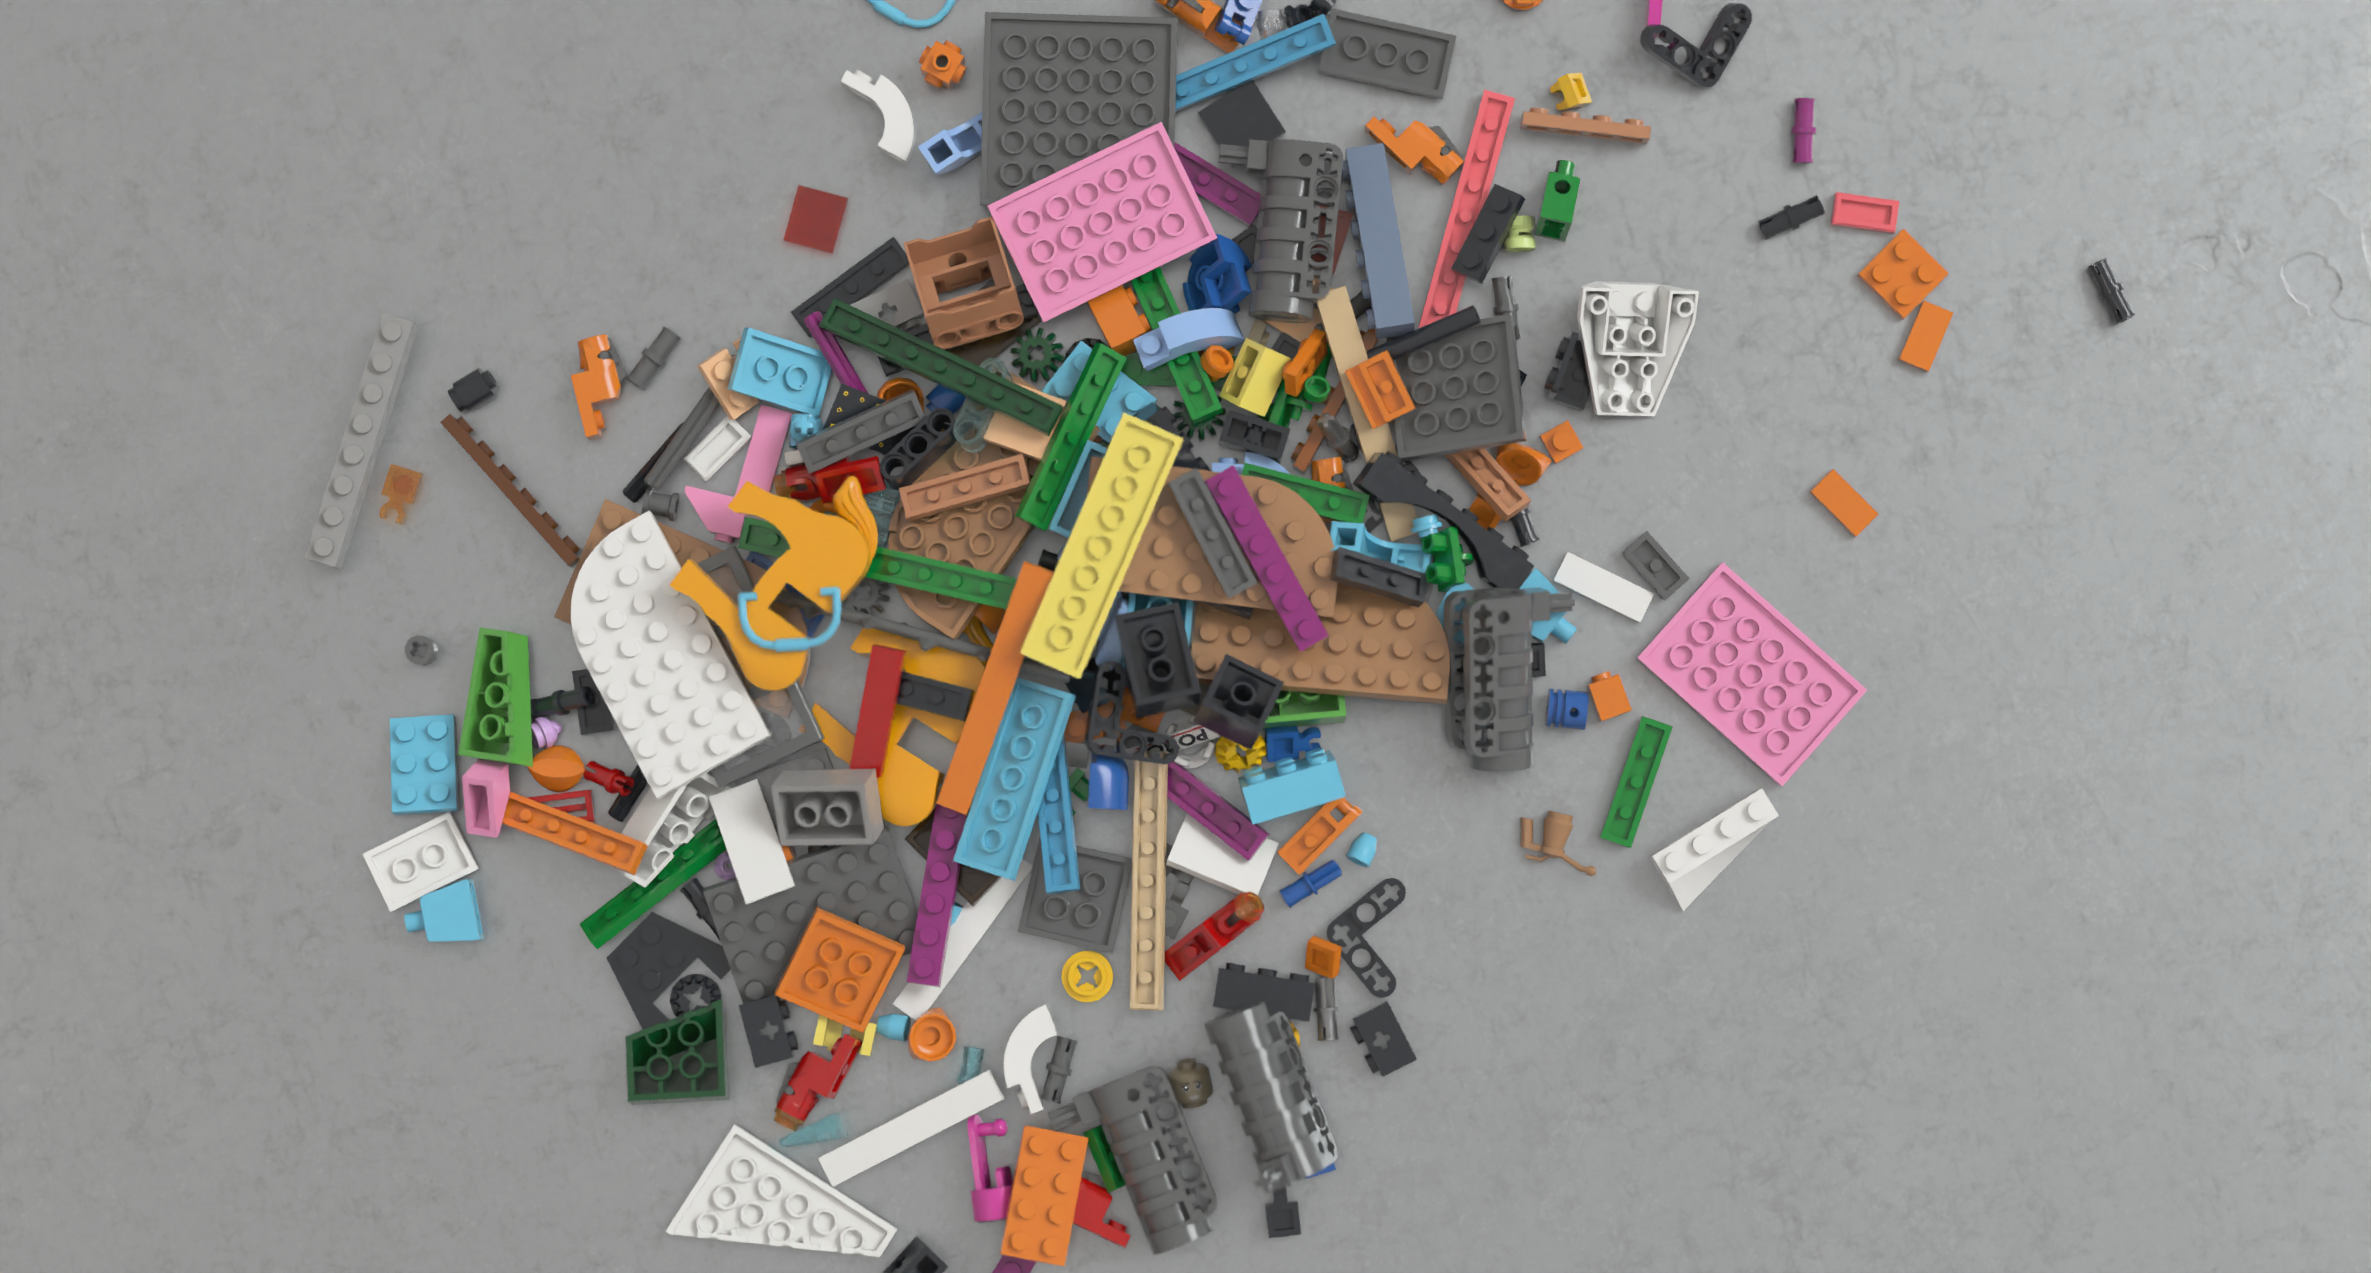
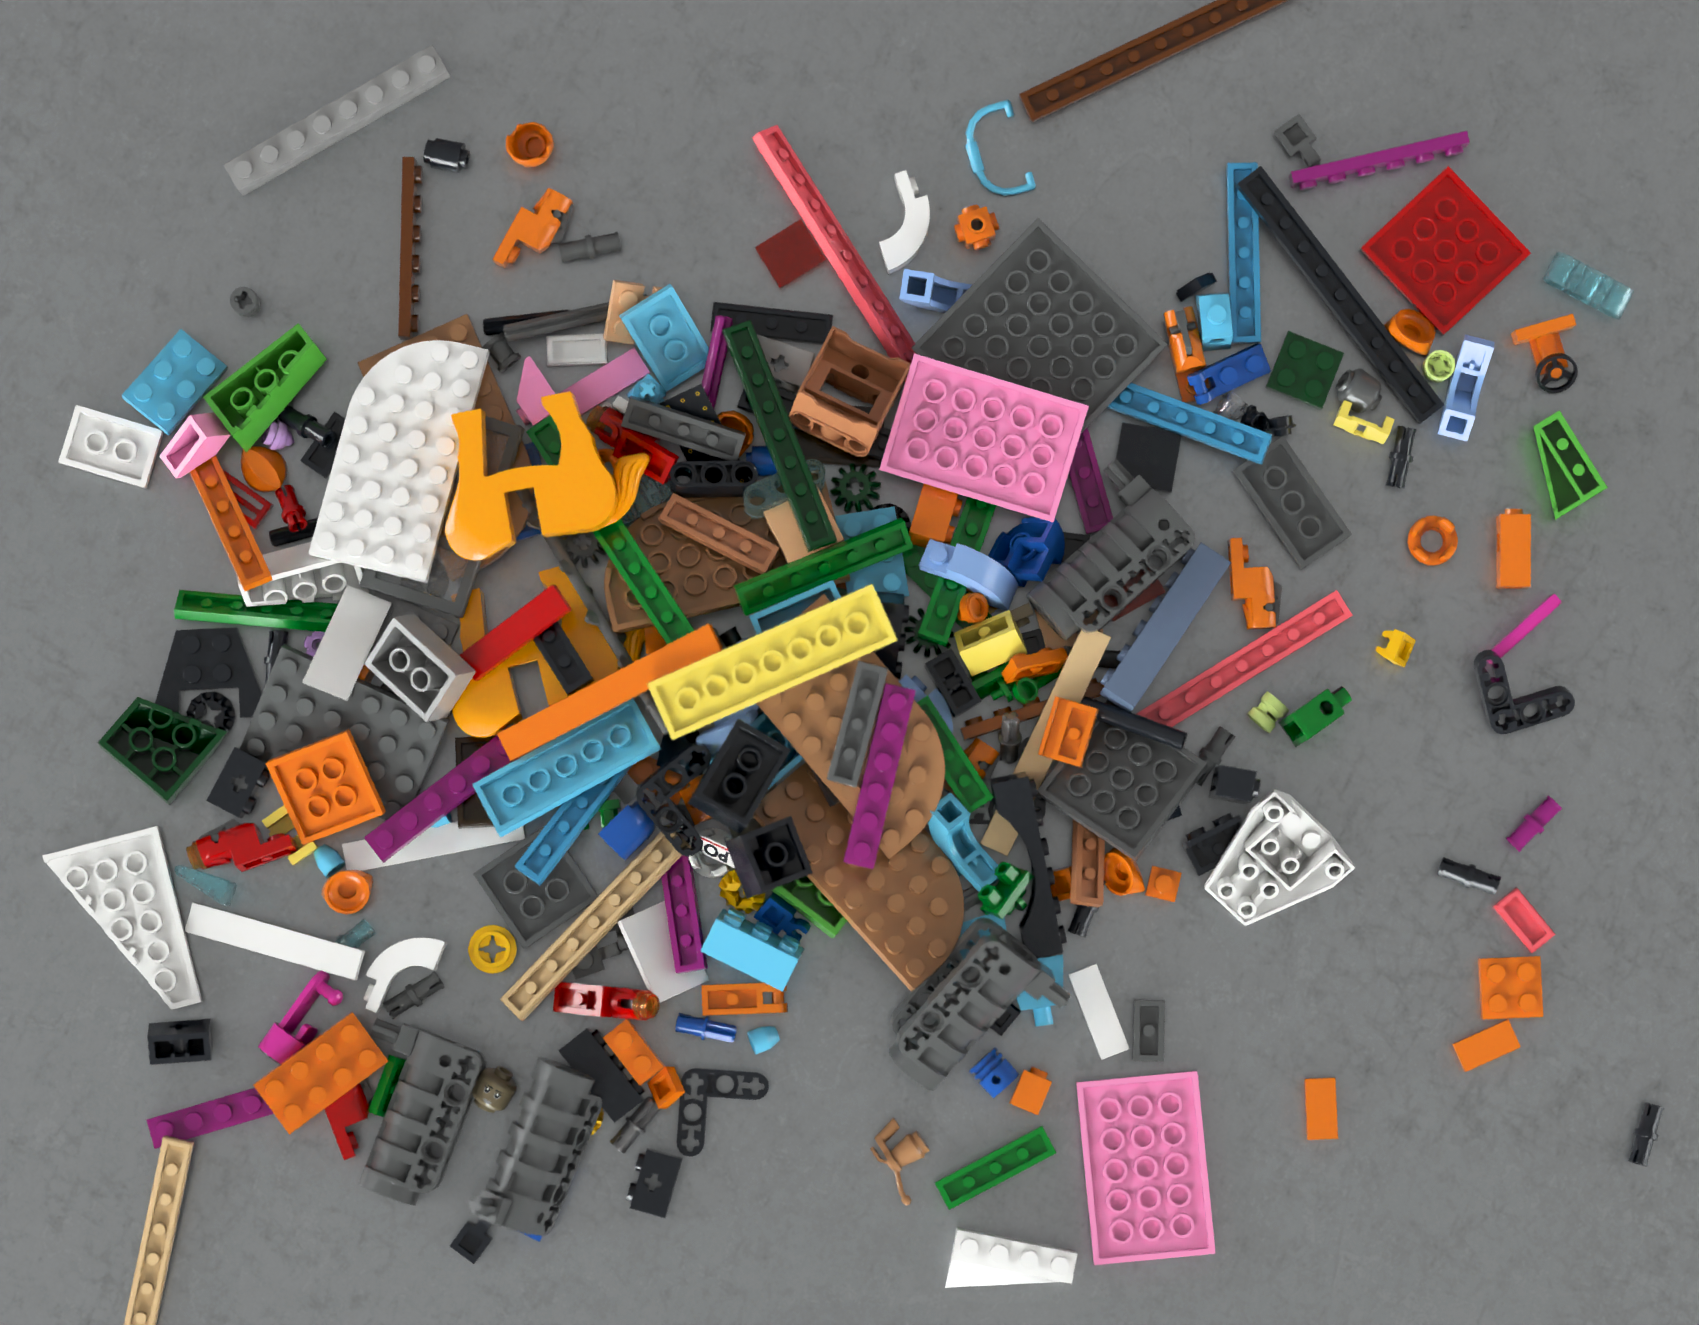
camera: 50 degrees right, 0 degrees up
(401, 487) = (335, 177): clear orange plate -> none
(448, 914) = (96, 501): medium azure torso -> none
(531, 320) = (530, 144): none -> orange hair
(790, 644) = (496, 532): medium azure piece -> none
(844, 179) = (835, 243): none -> coral plate
(1272, 953) = (633, 1051): none -> orange brick
(1379, 577) = (946, 860): black plate -> none
(1426, 525) = (1013, 855): medium azure plate -> none
(1488, 233) = (1245, 692): black plate -> none
(1546, 312) = (1234, 784): none -> black brick
(1599, 127) = (1392, 689): nougat plate -> none

